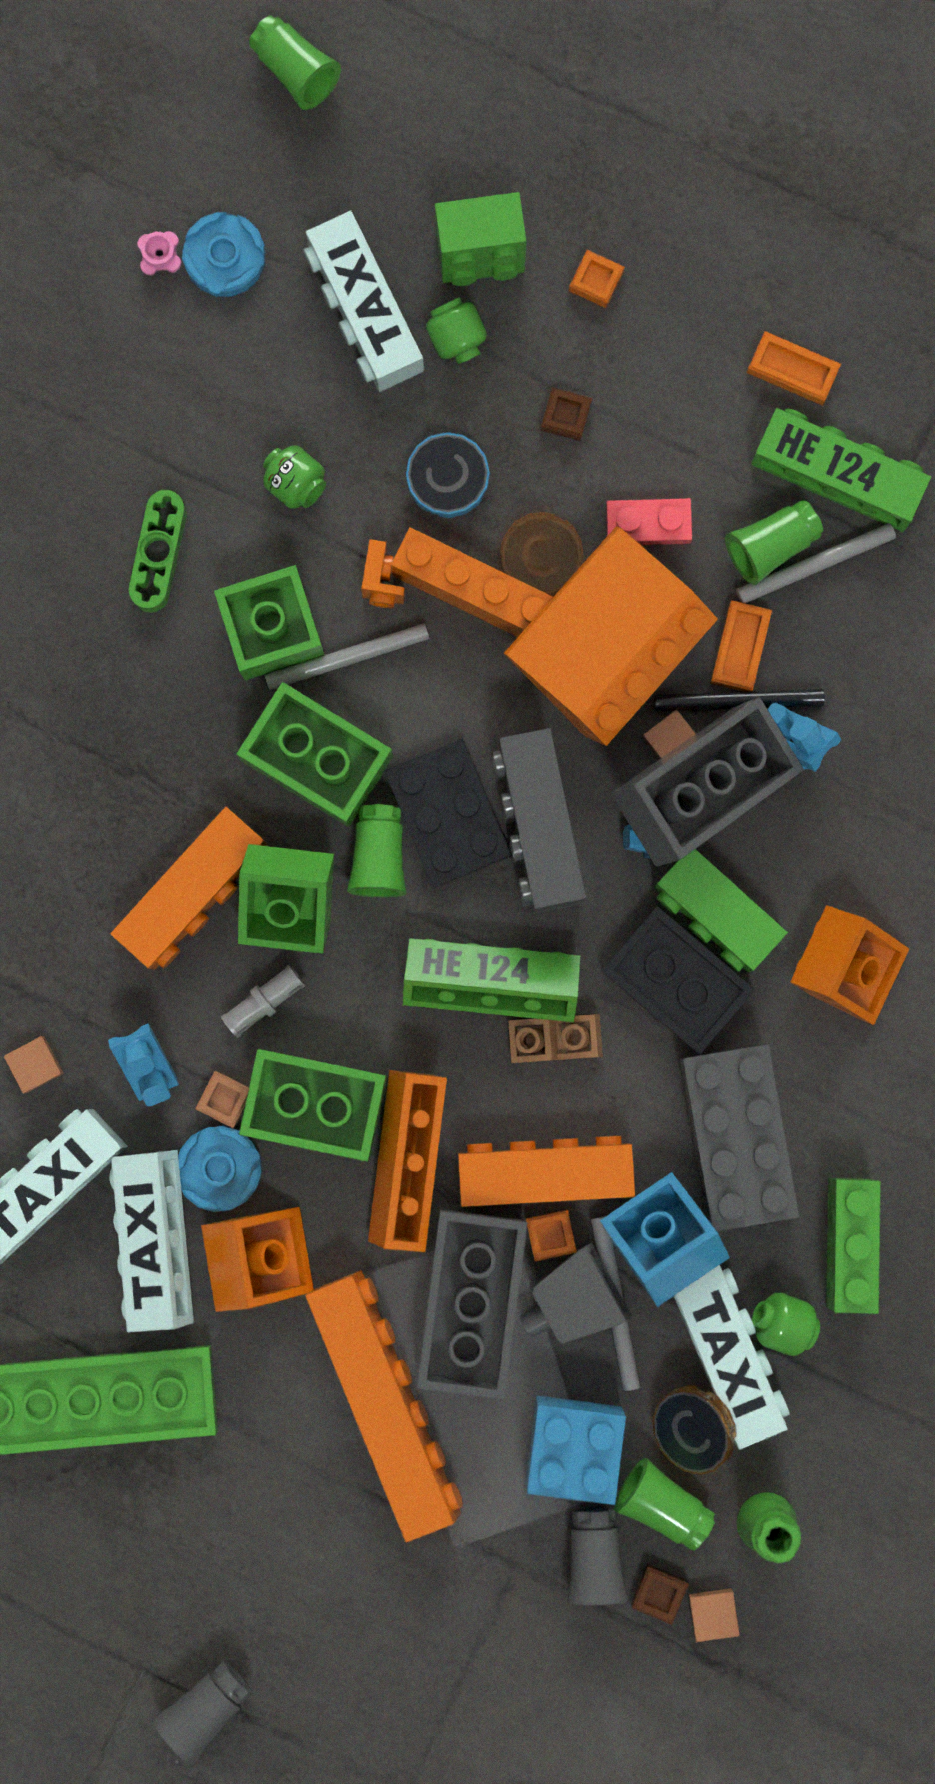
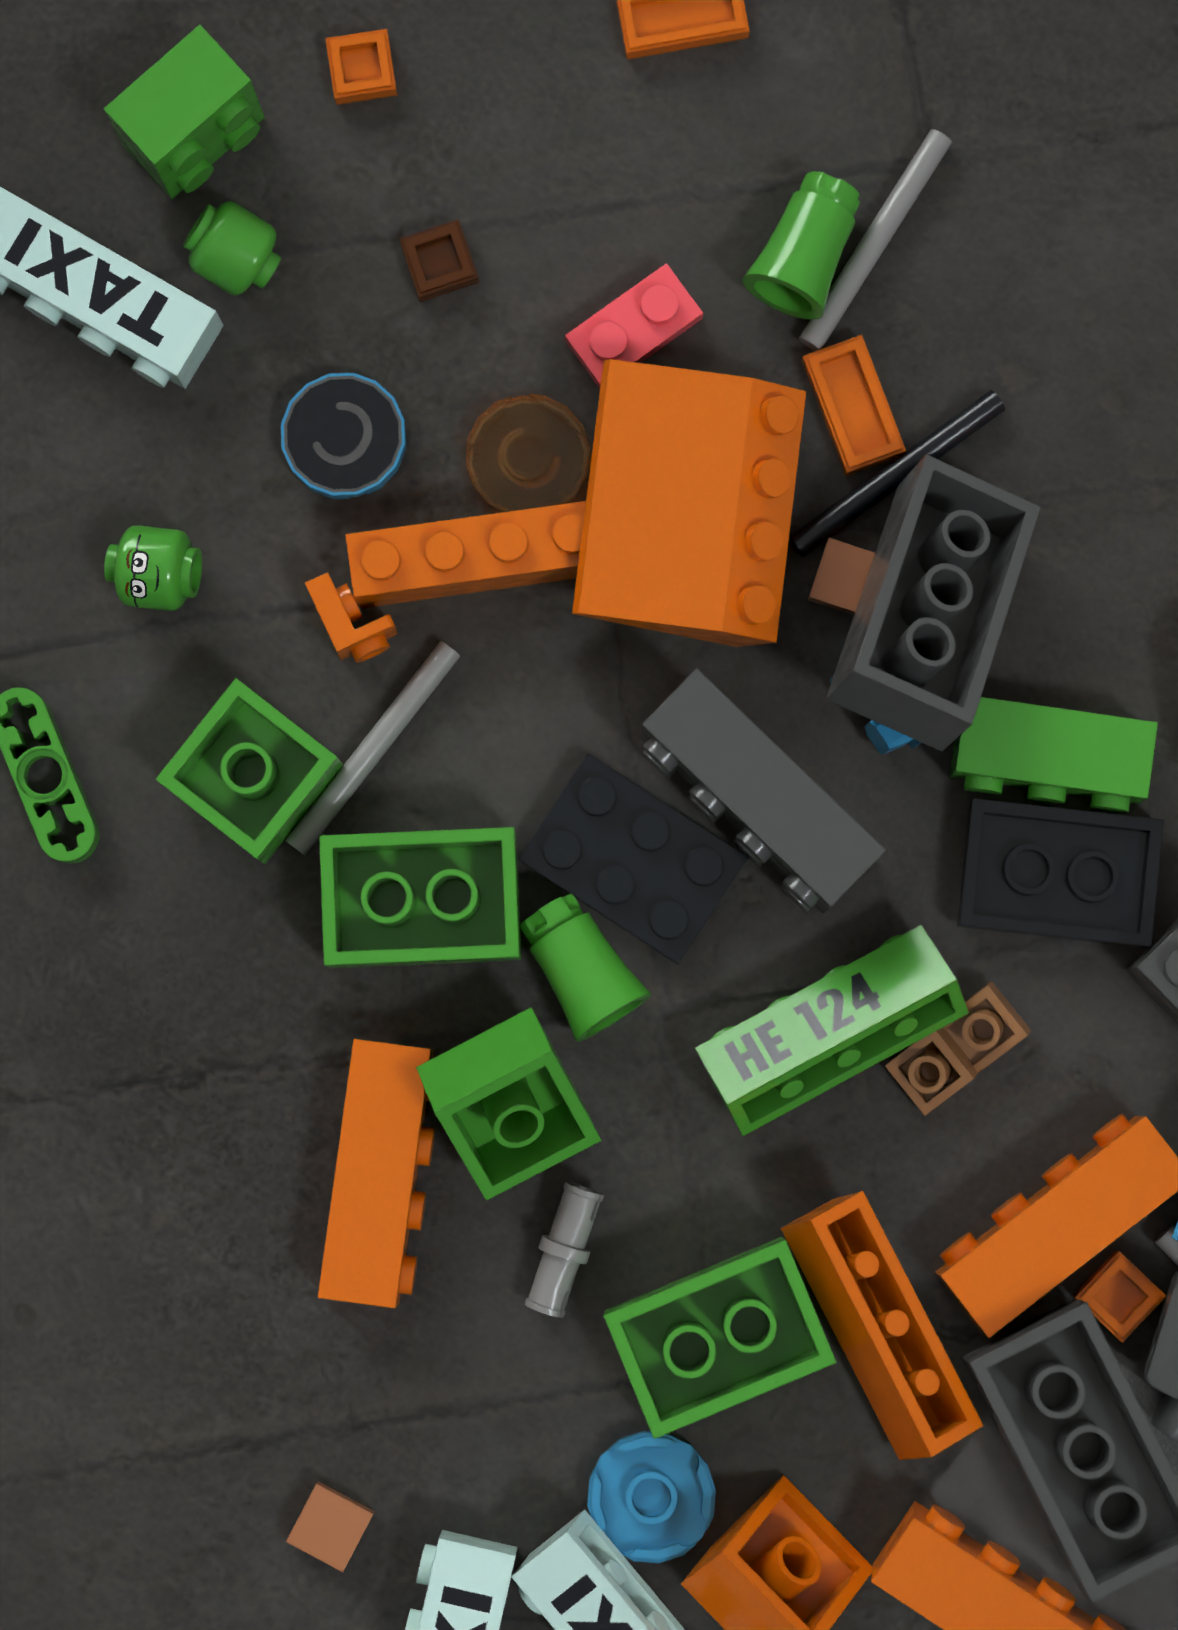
camera: 30 degrees left, 0 degrees up
(144, 1065) = (473, 1432): dark azure hips -> none
(223, 1099) = (599, 1405): nougat tile -> none
(809, 737) = (1021, 462): dark azure hips -> none
(841, 469) = (828, 101): bright green brick -> none

